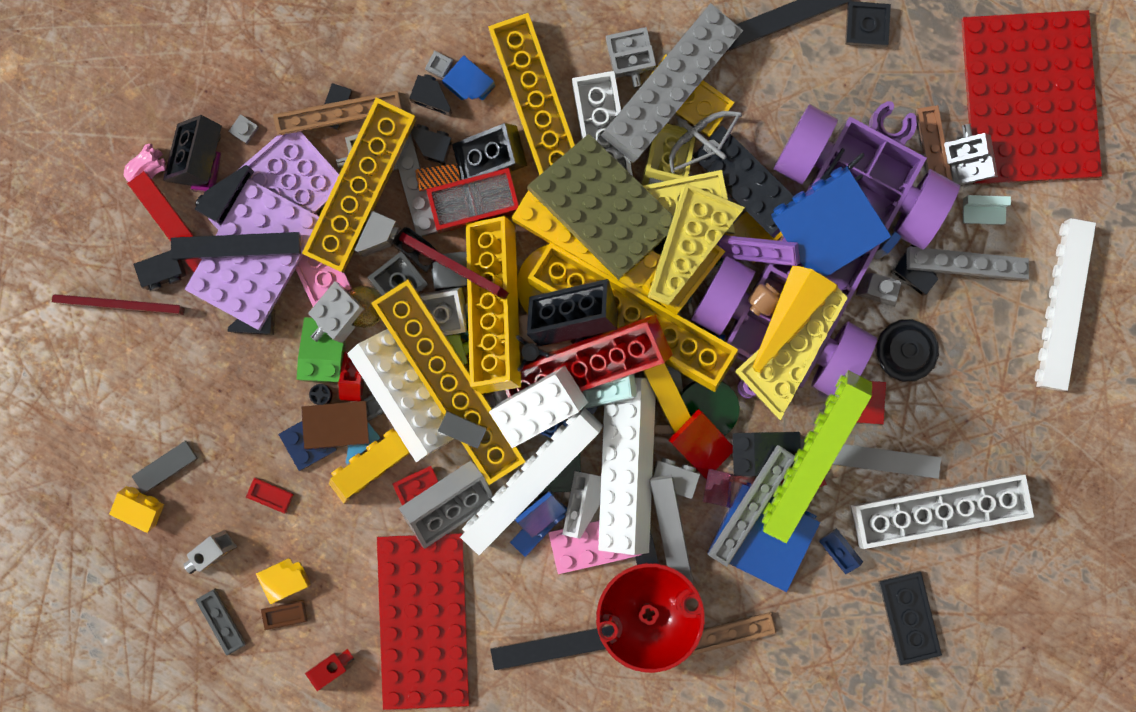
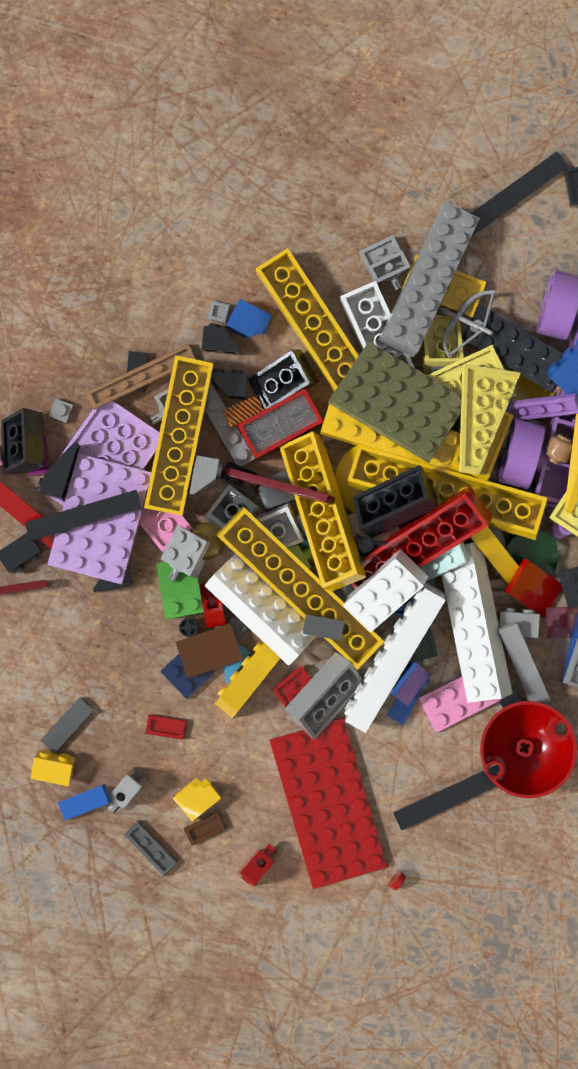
camera: 20 degrees left, 0 degrees up
(161, 554) = (85, 802): none -> blue tile
(582, 503) = (442, 665): white slope -> none

